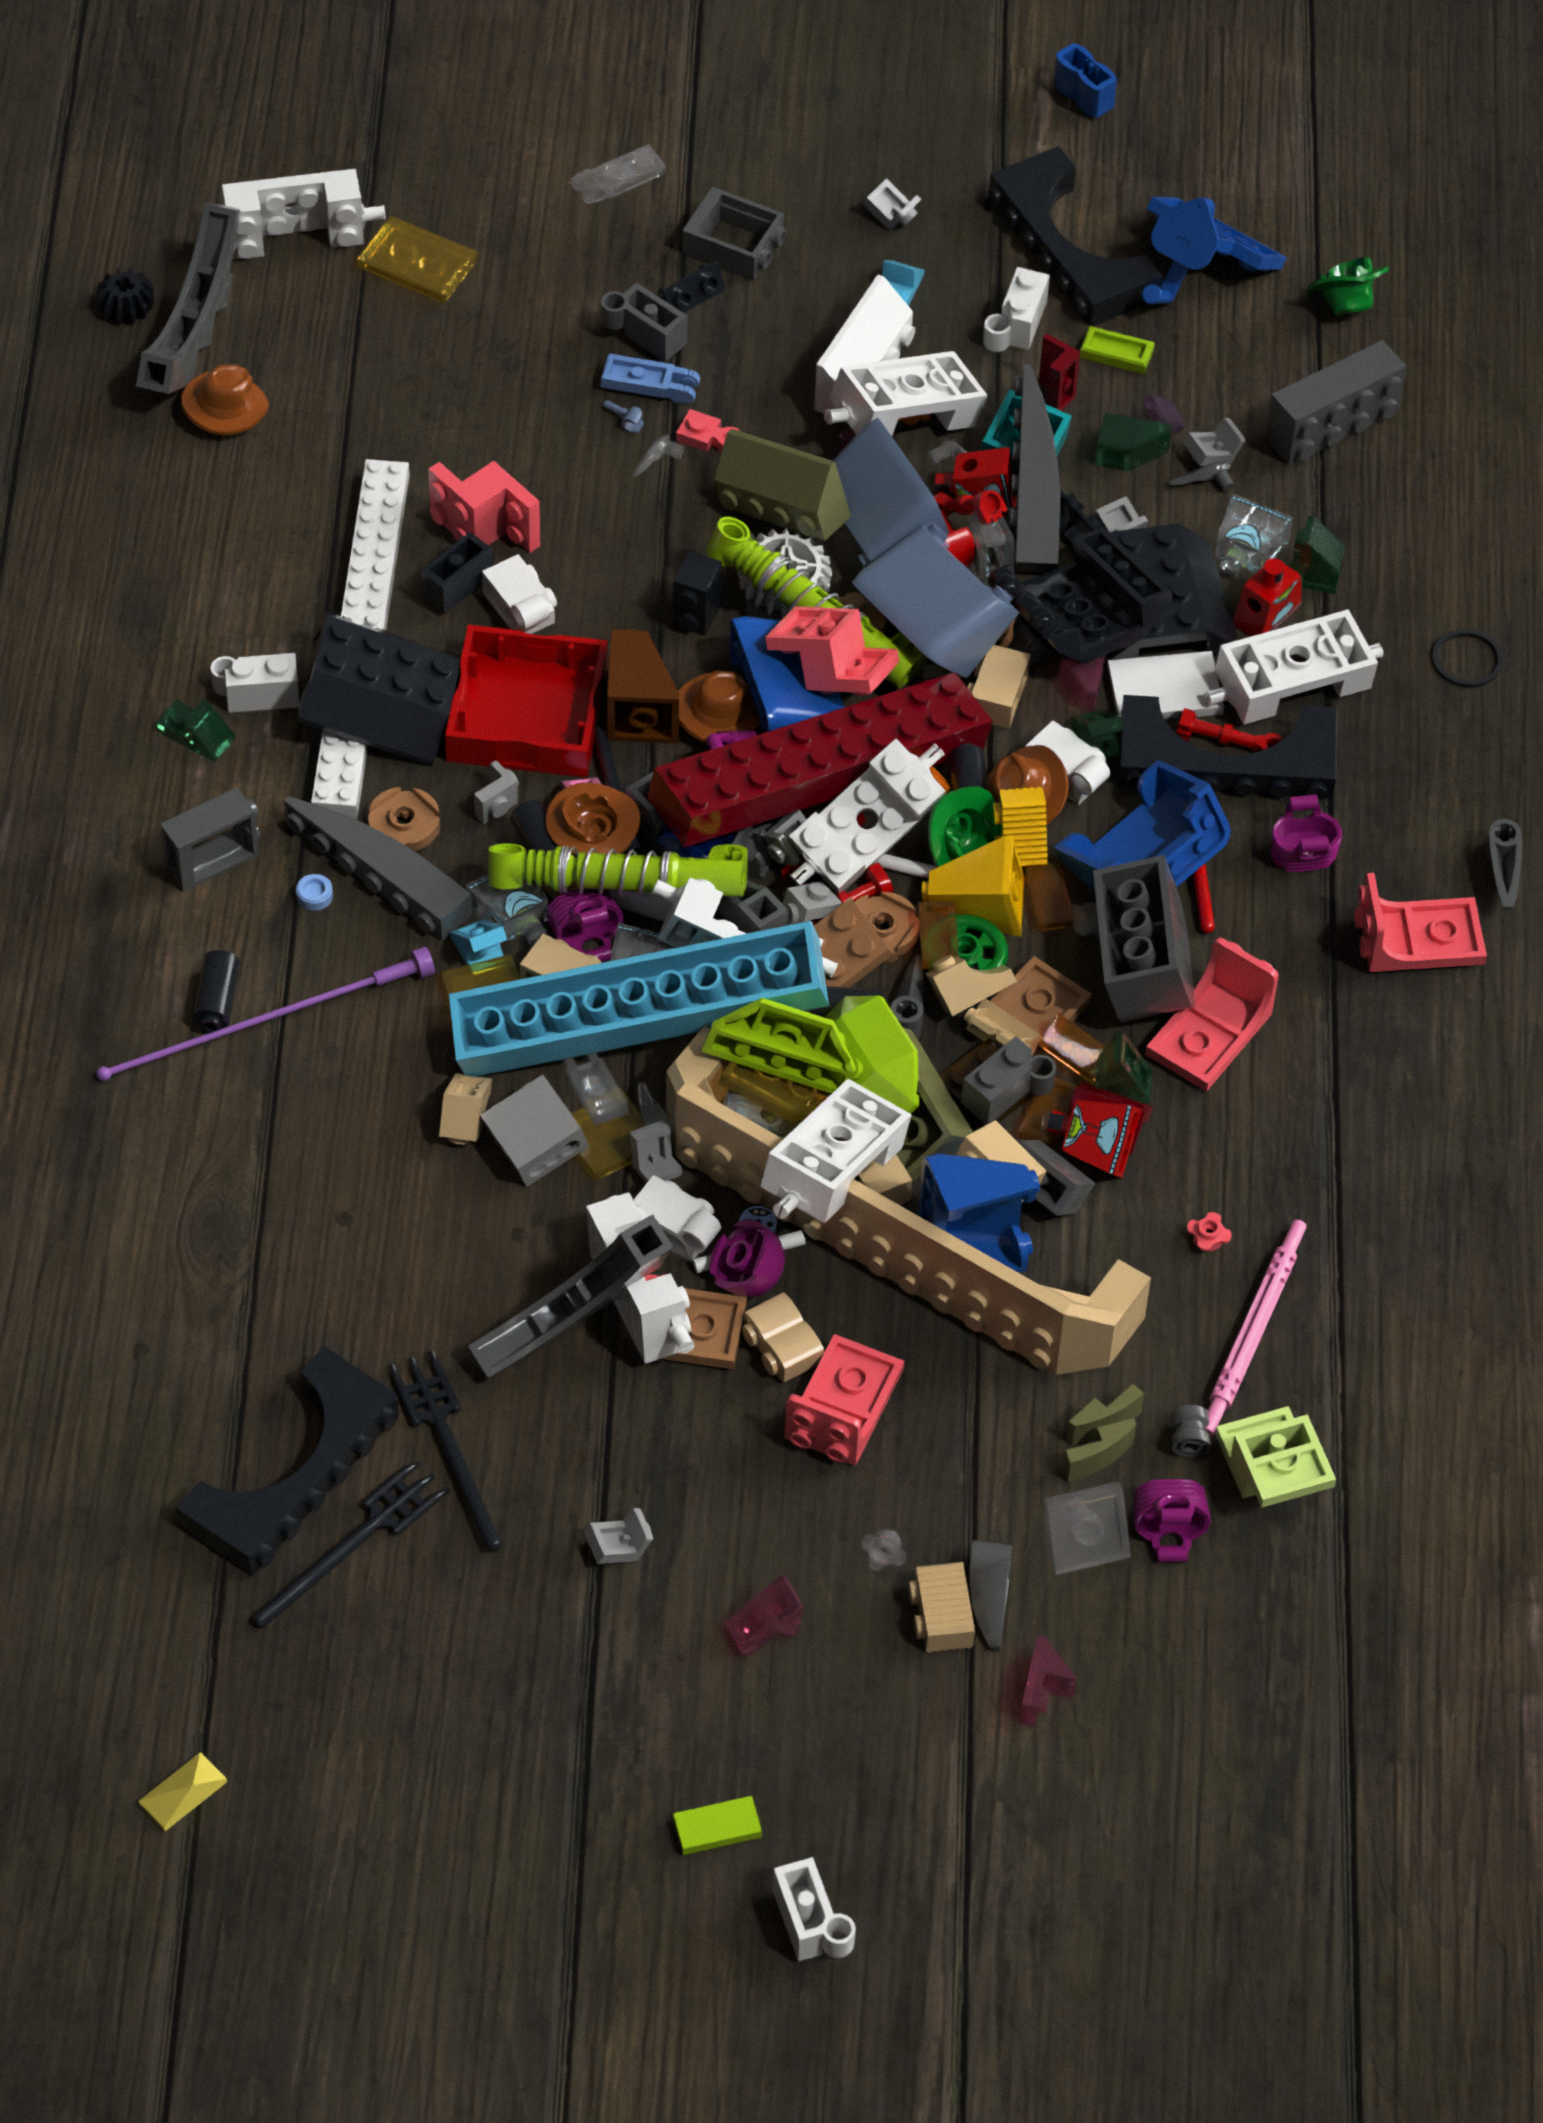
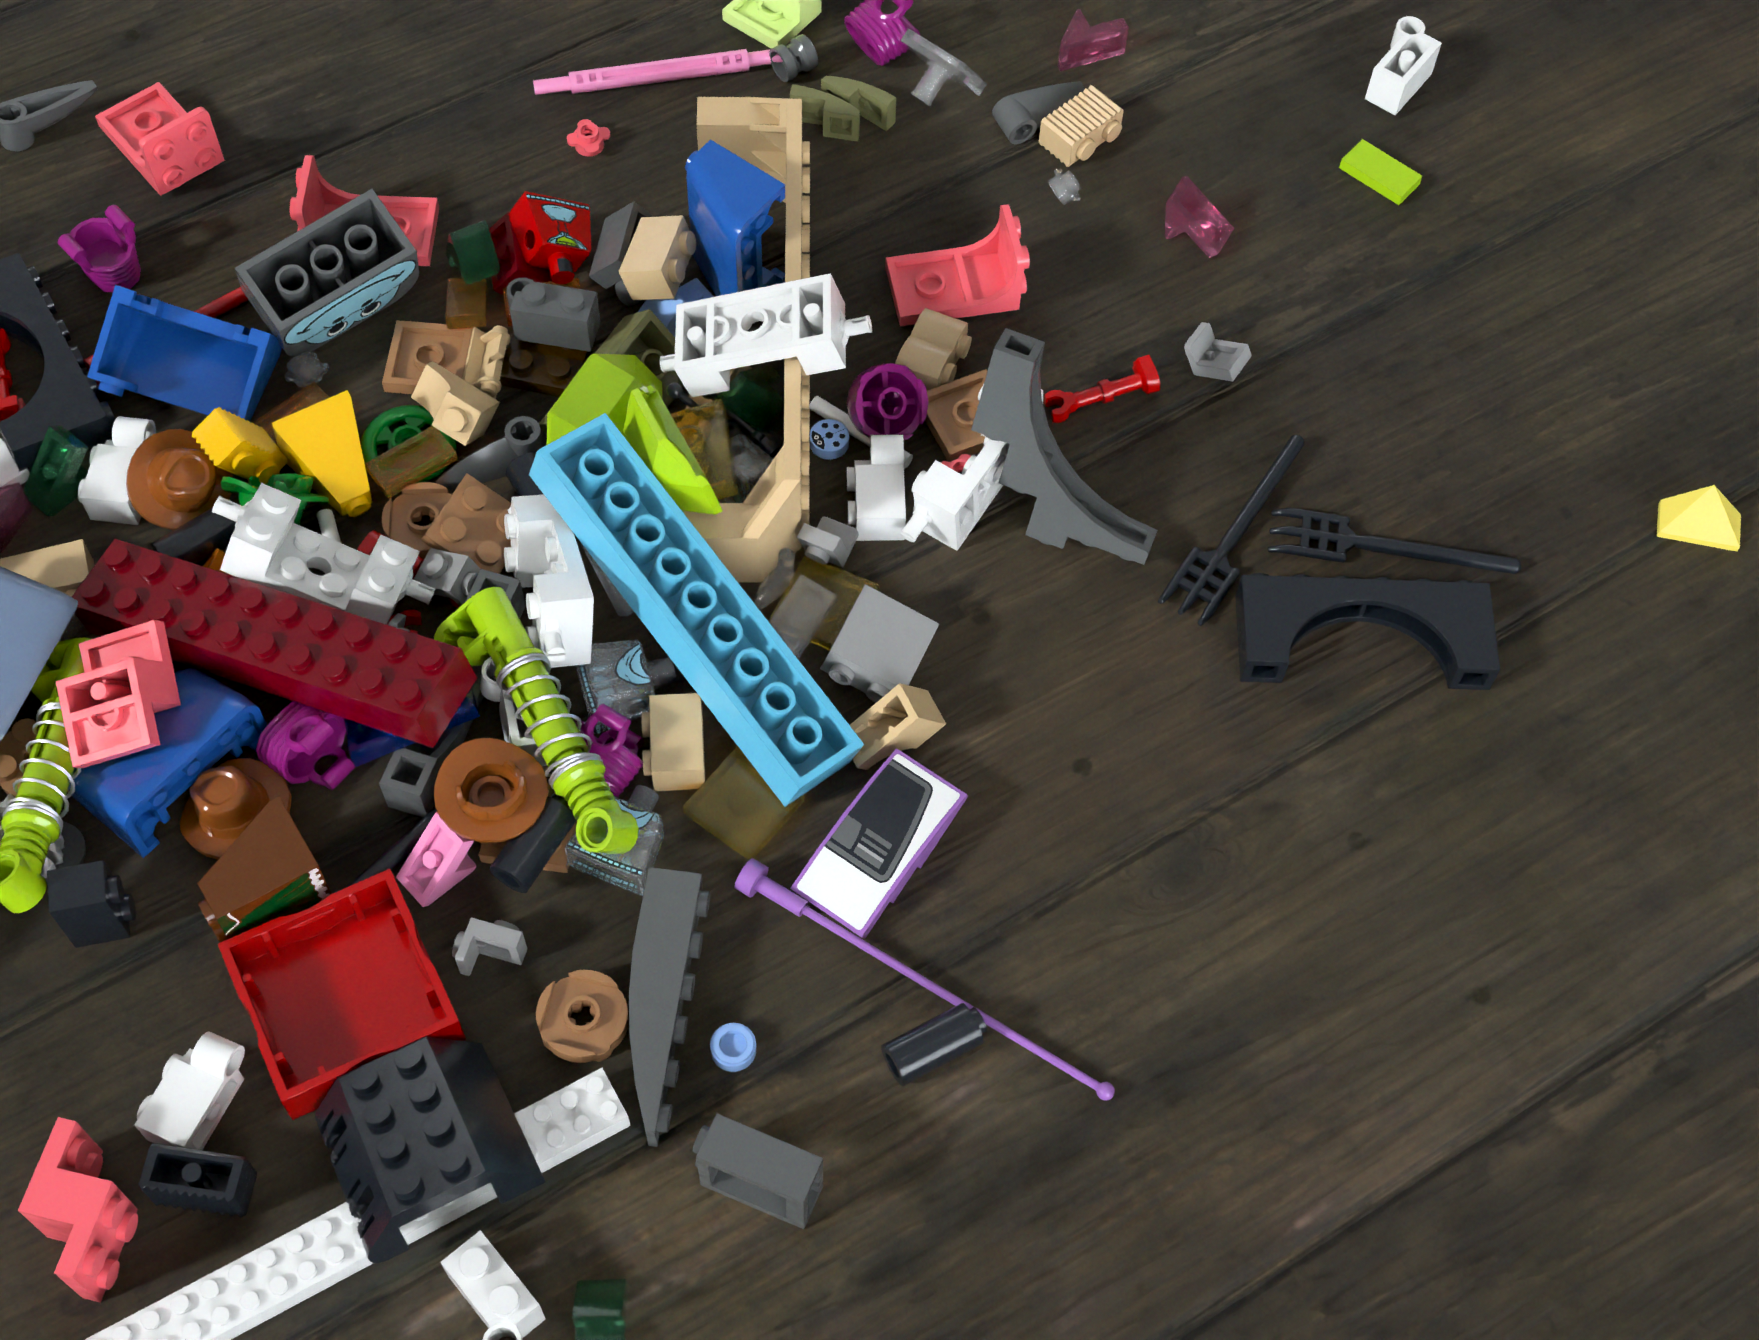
camera: 125 degrees left, 5 degrees up
(384, 1046) = (879, 842): none -> slope
(479, 941) = (691, 834): medium azure slope -> none
(640, 1476) = (1144, 378): none -> red piece

